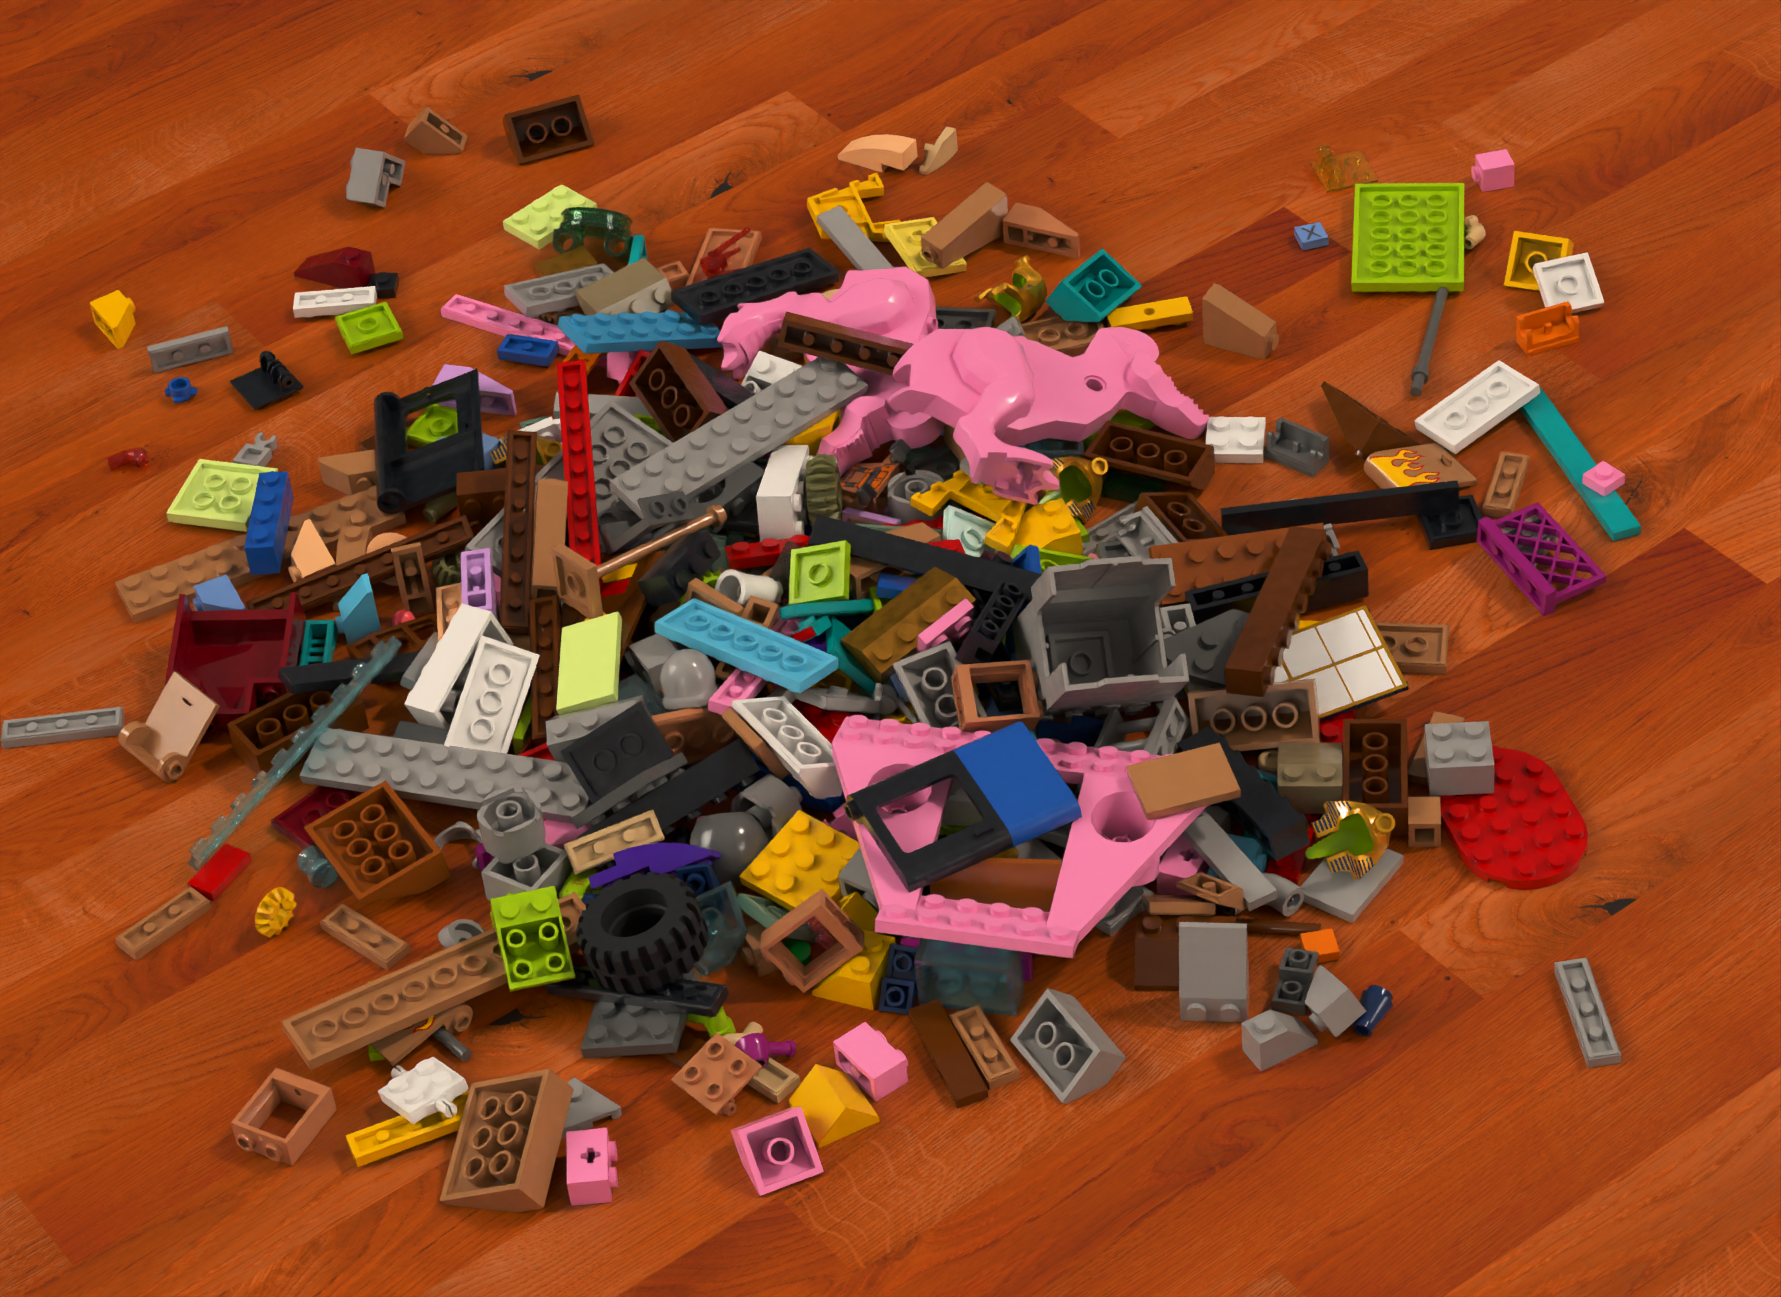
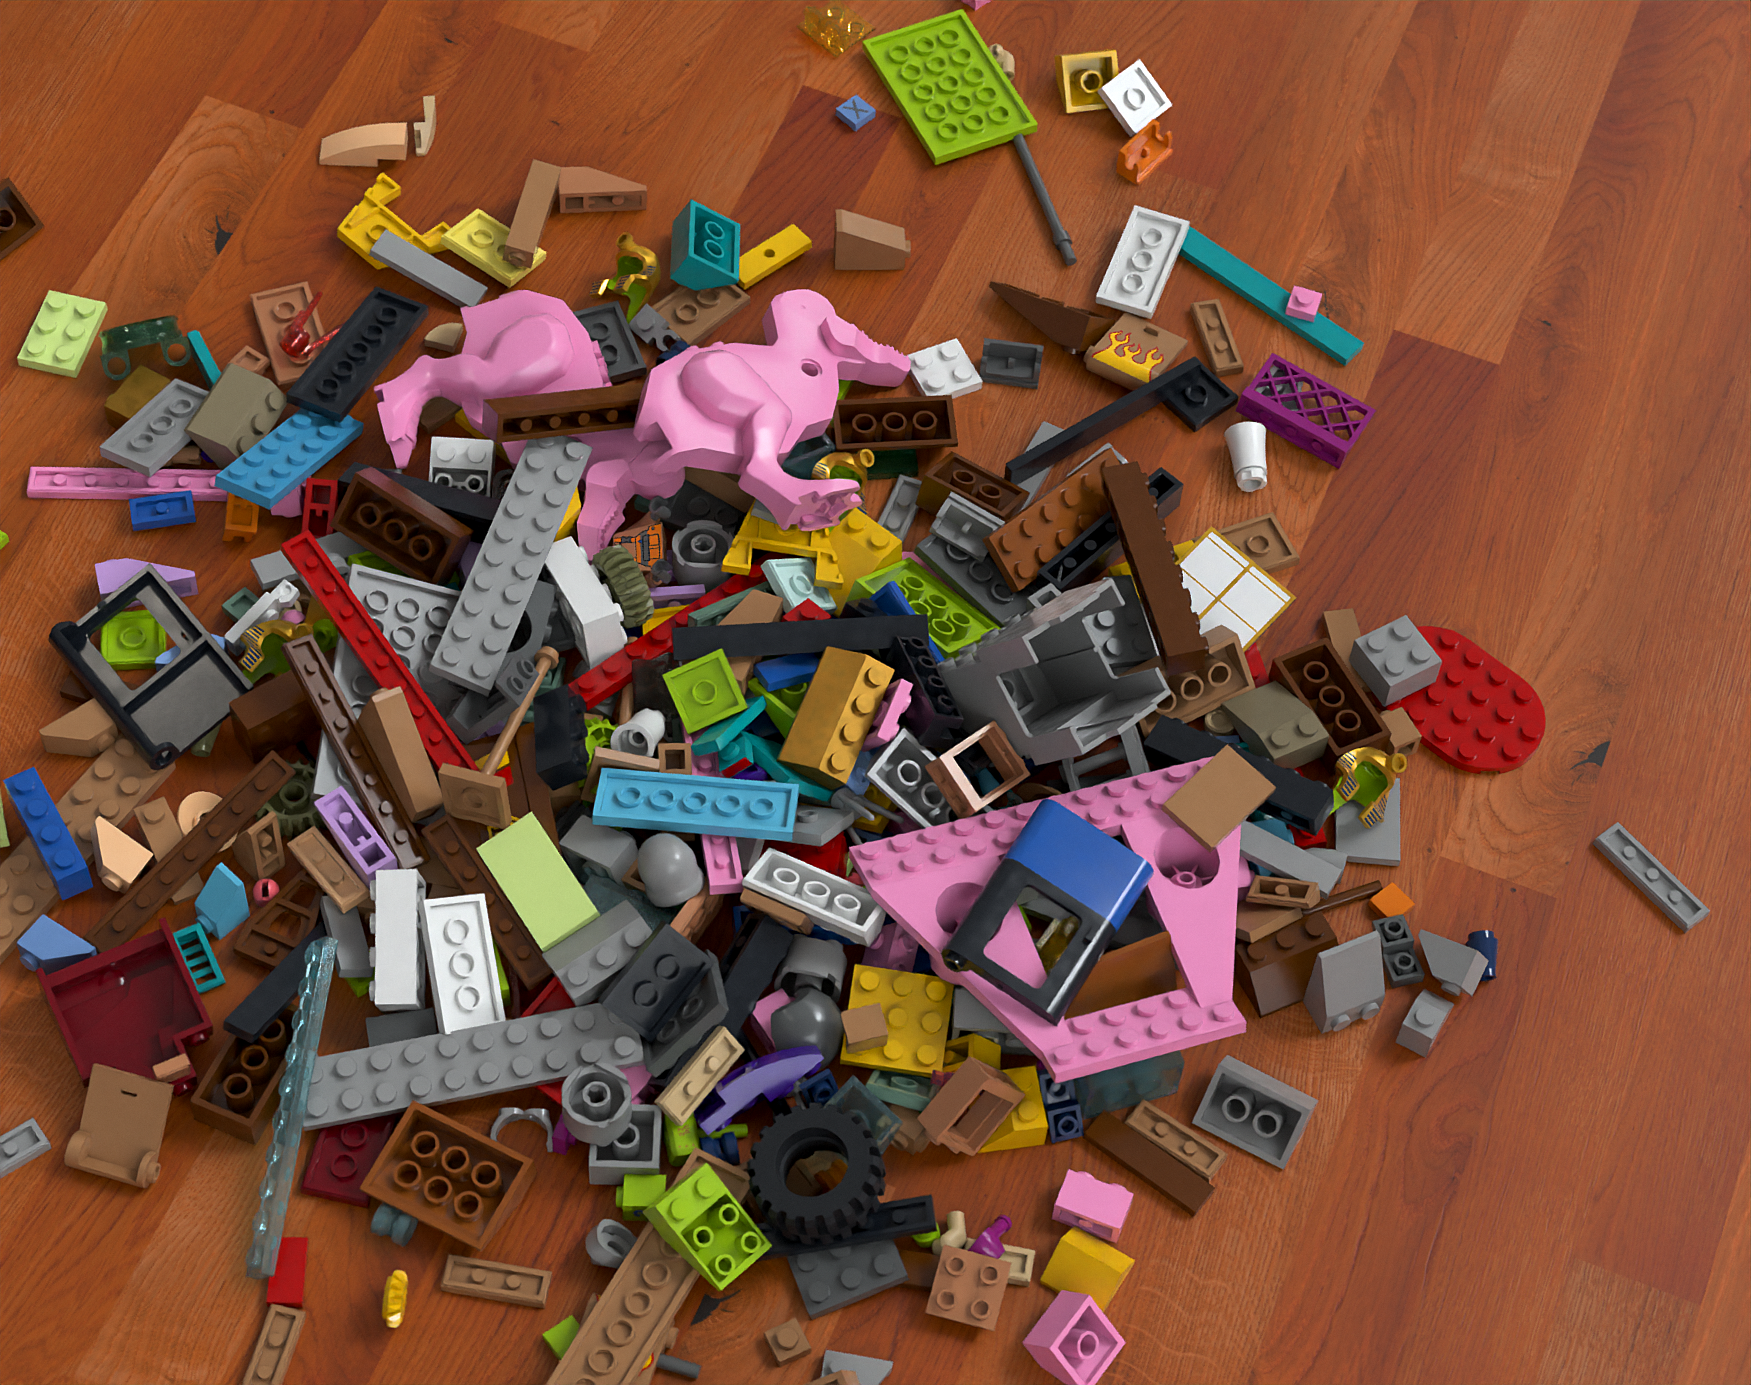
camera: 40 degrees left, 15 degrees up
(228, 696) = (172, 1069): none -> nougat tile
(552, 1058) = (787, 1342): none -> medium nougat plate
(764, 851) = (864, 1028): none -> medium nougat panel
(1458, 572) = (1248, 454): none -> white plant

